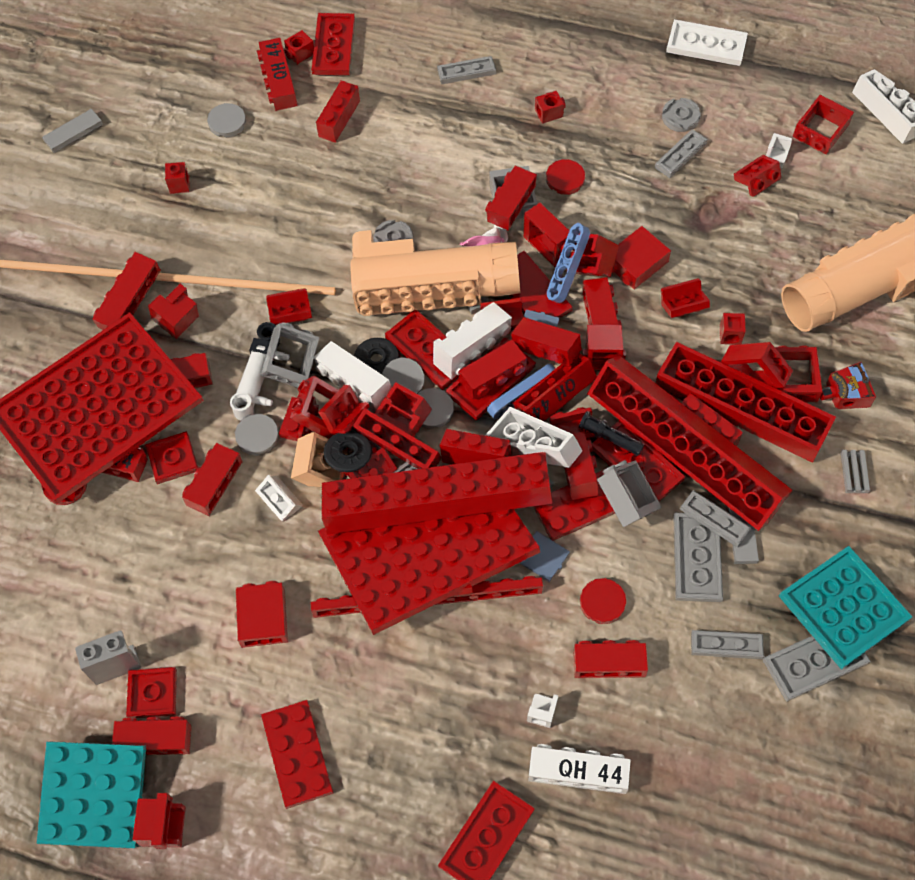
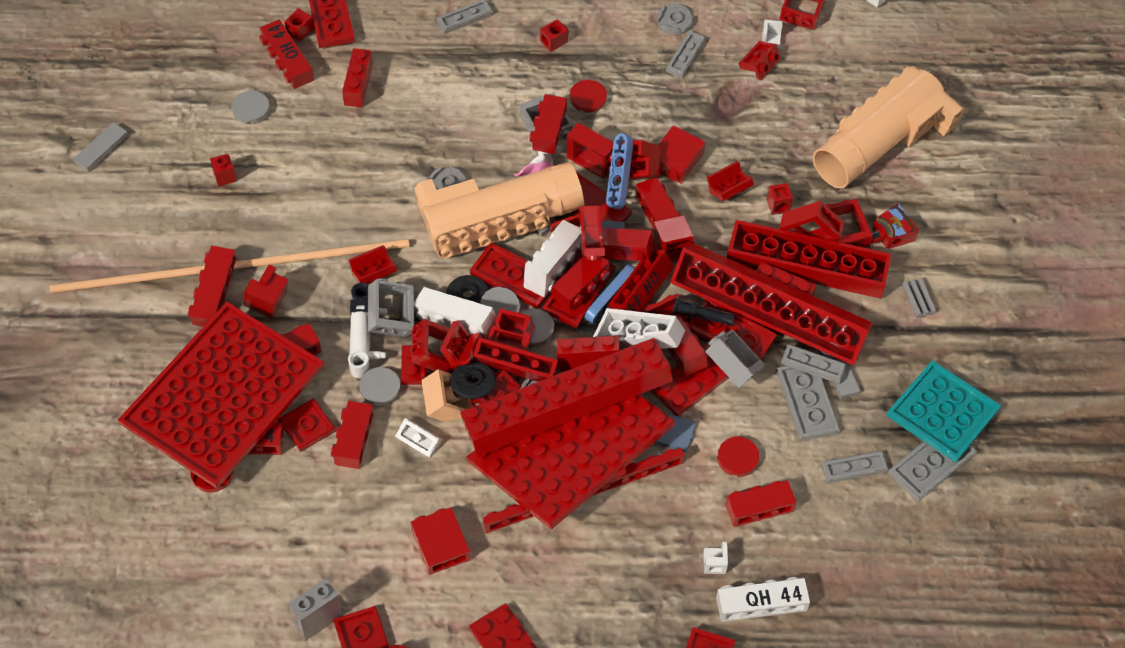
camera: 20 degrees left, 5 degrees down
(514, 322) = (591, 232): none -> red arch

